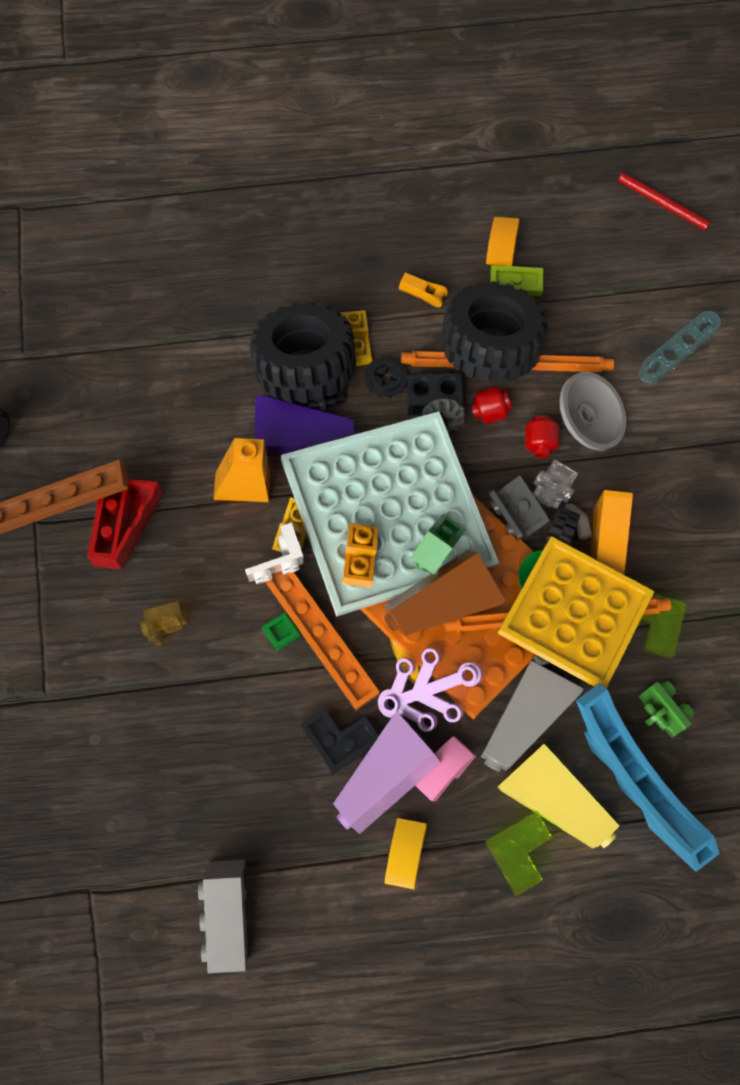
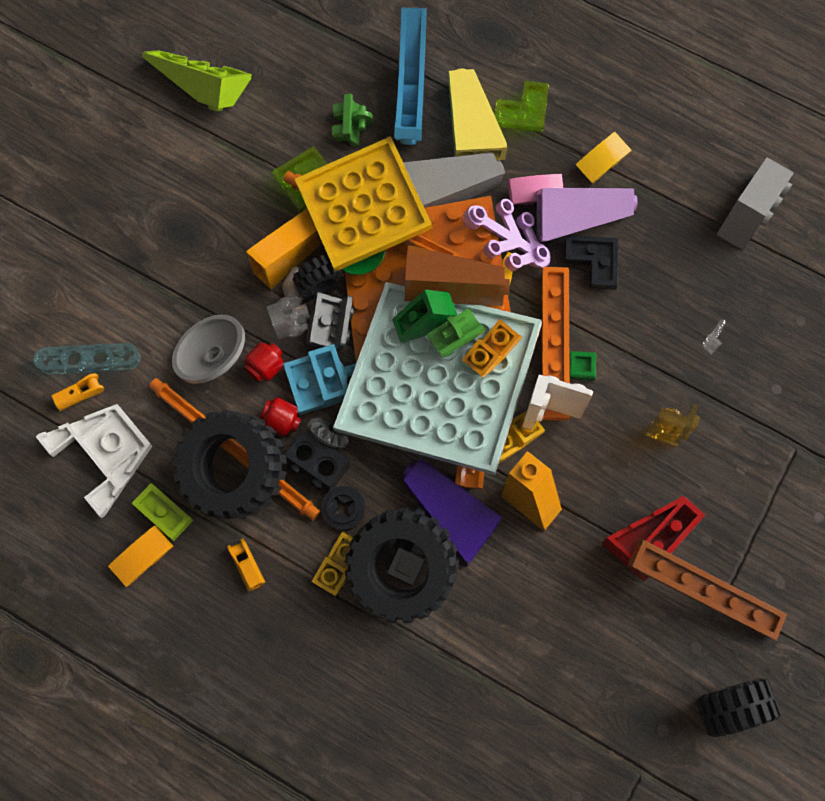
camera: 140 degrees left, 0 degrees up
(180, 736) = (711, 343): none -> clear hand
(399, 541) = (455, 332): none -> bright green hips
(488, 456) = (318, 379): none -> medium azure plate
(600, 299) = (111, 443): none -> white wing
(661, 315) = (73, 394): none -> light orange bar

